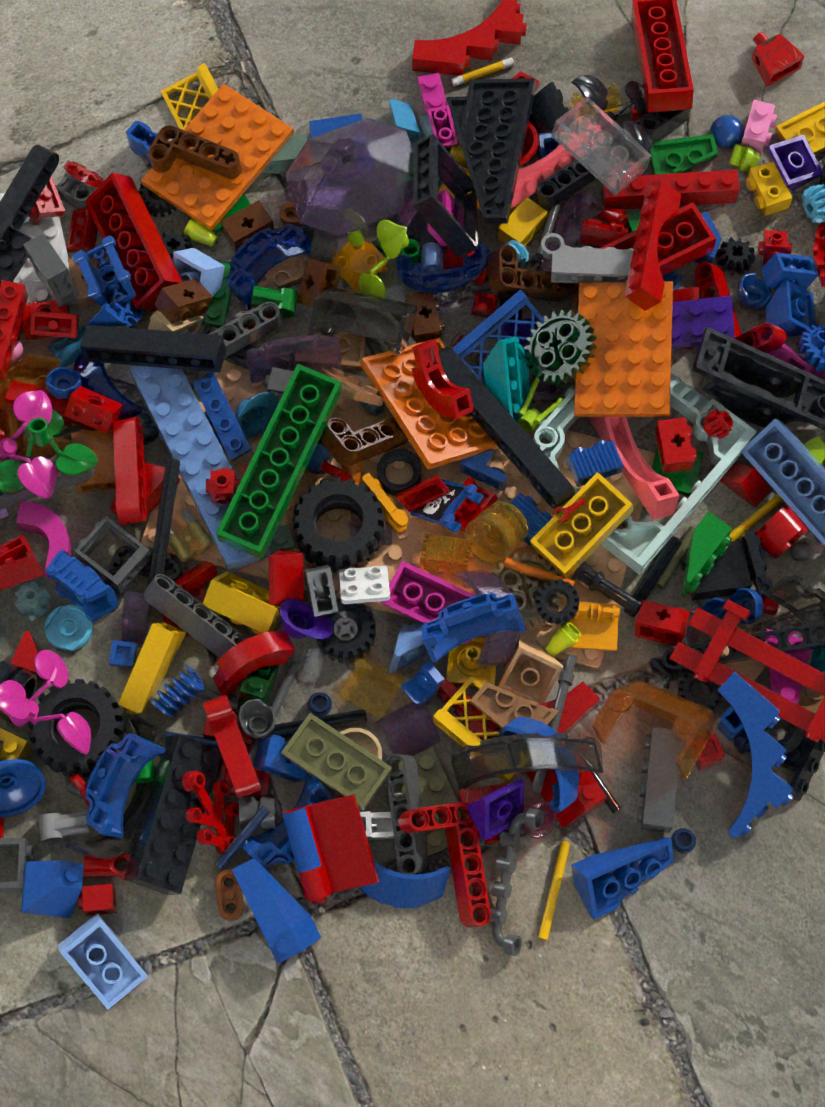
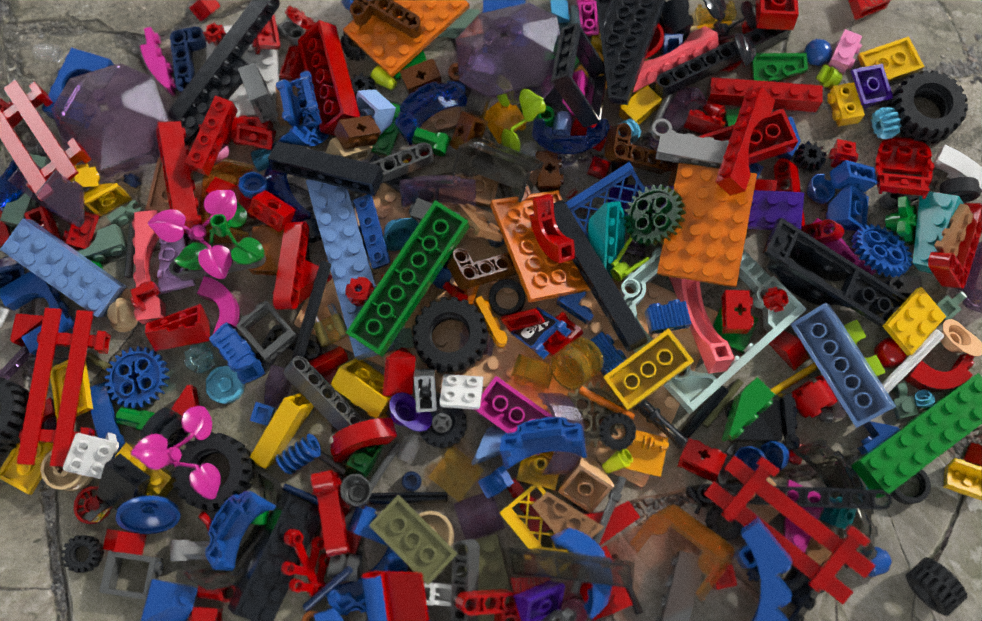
camera: 15 degrees right, 5 degrees up
(568, 510) = (640, 357): red hand -> none
(601, 145) = (714, 50): clear brick -> none

